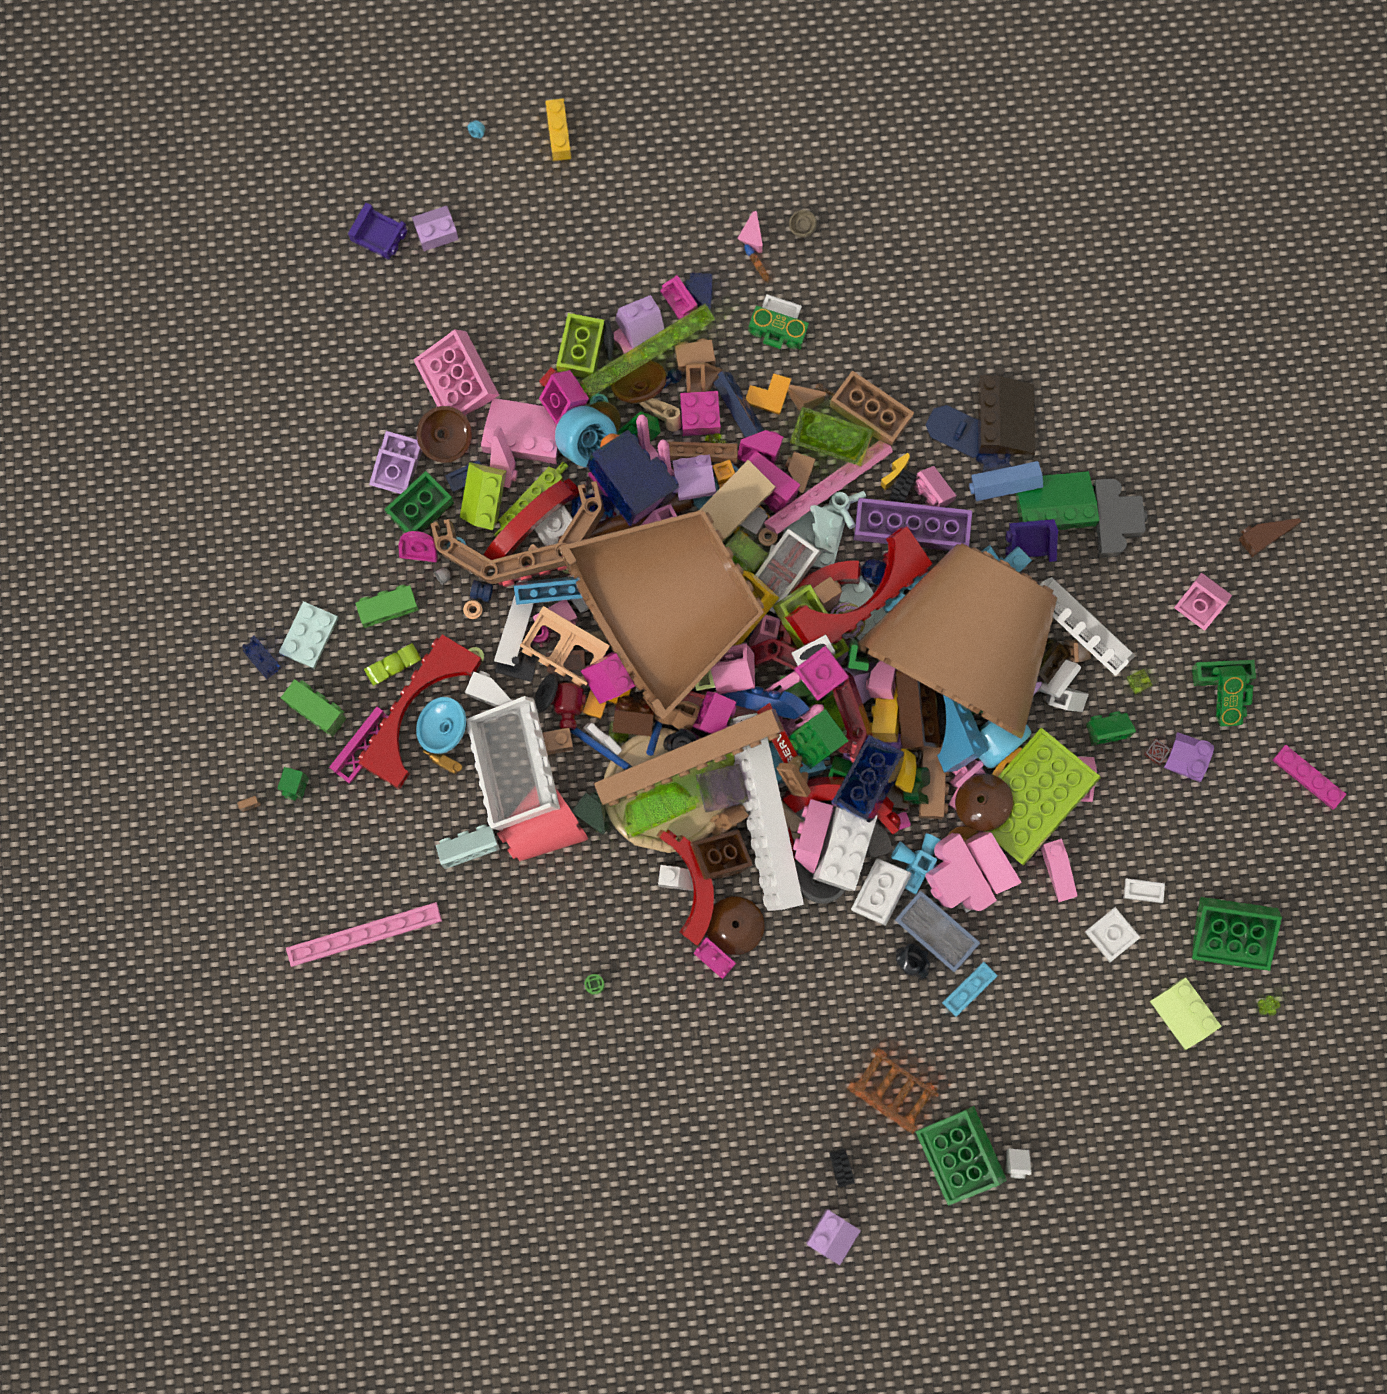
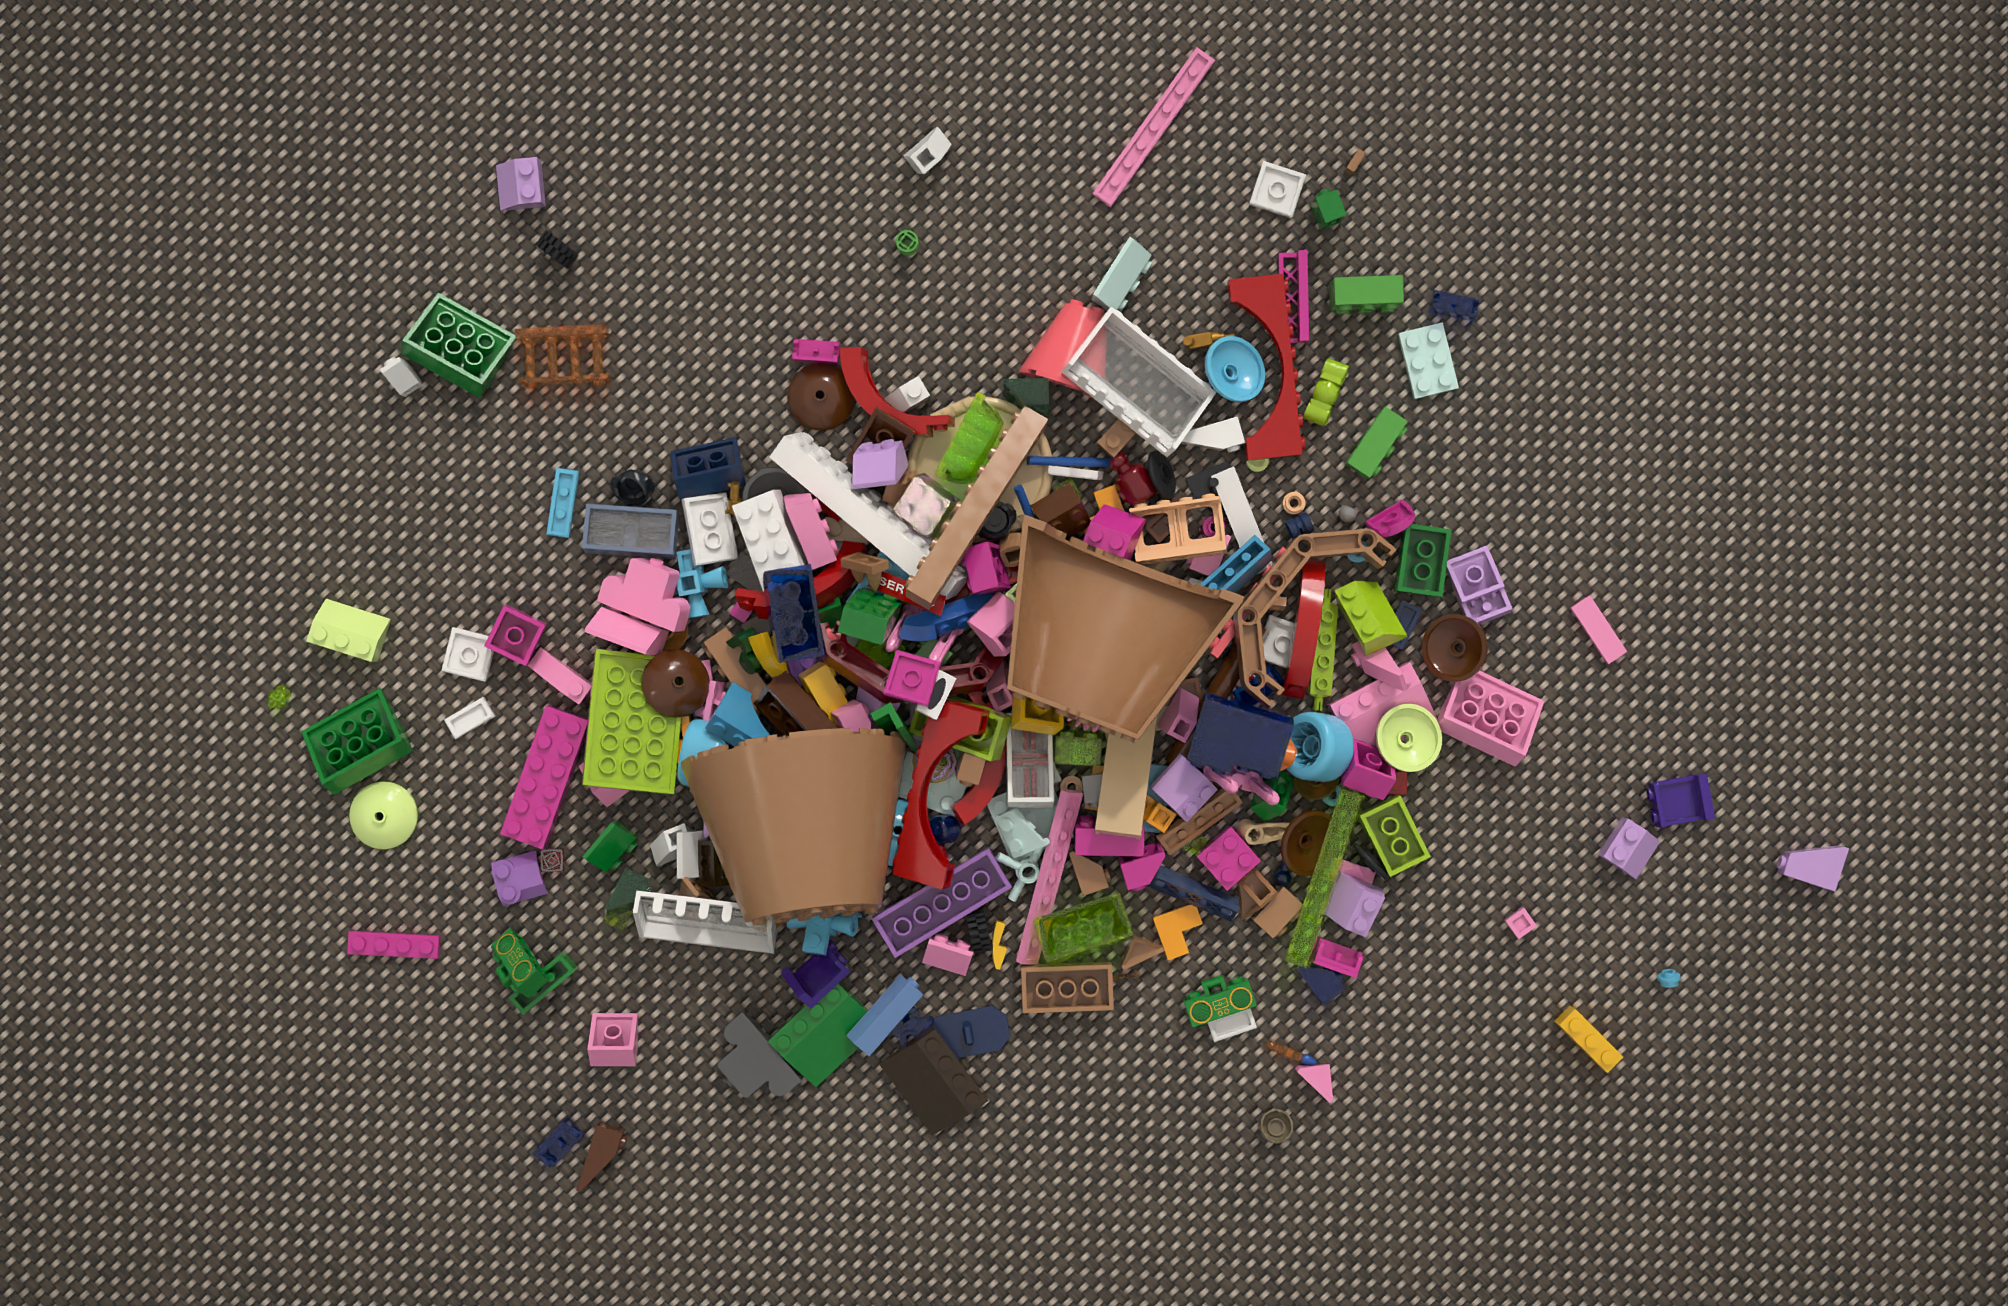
camera: 145 degrees right, 10 degrees up
(315, 826) = (1277, 189): none -> white tile
(326, 129) = (1814, 865): none -> lavender slope
(341, 378) = (1598, 629): none -> bright pink tile
(513, 391) = (1421, 735): none -> yellowish green dish
(531, 1036) = (928, 151): none -> white slope
(543, 232) = (1520, 923): none -> bright pink plate
(733, 839) = (878, 464): none -> lavender slope
(850, 897) = (734, 497): none -> pearl gold piece
(851, 935) = (707, 468): none -> dark blue slope
(1070, 920) = (515, 634): none -> dark pink brick
(1120, 809) = (545, 777): none -> dark pink brick
(1121, 686) = (624, 894): none -> clear green slope
(1241, 875) = (398, 811): none -> yellowish green dish
(1291, 563) = (558, 1143): none -> clear blue hinge

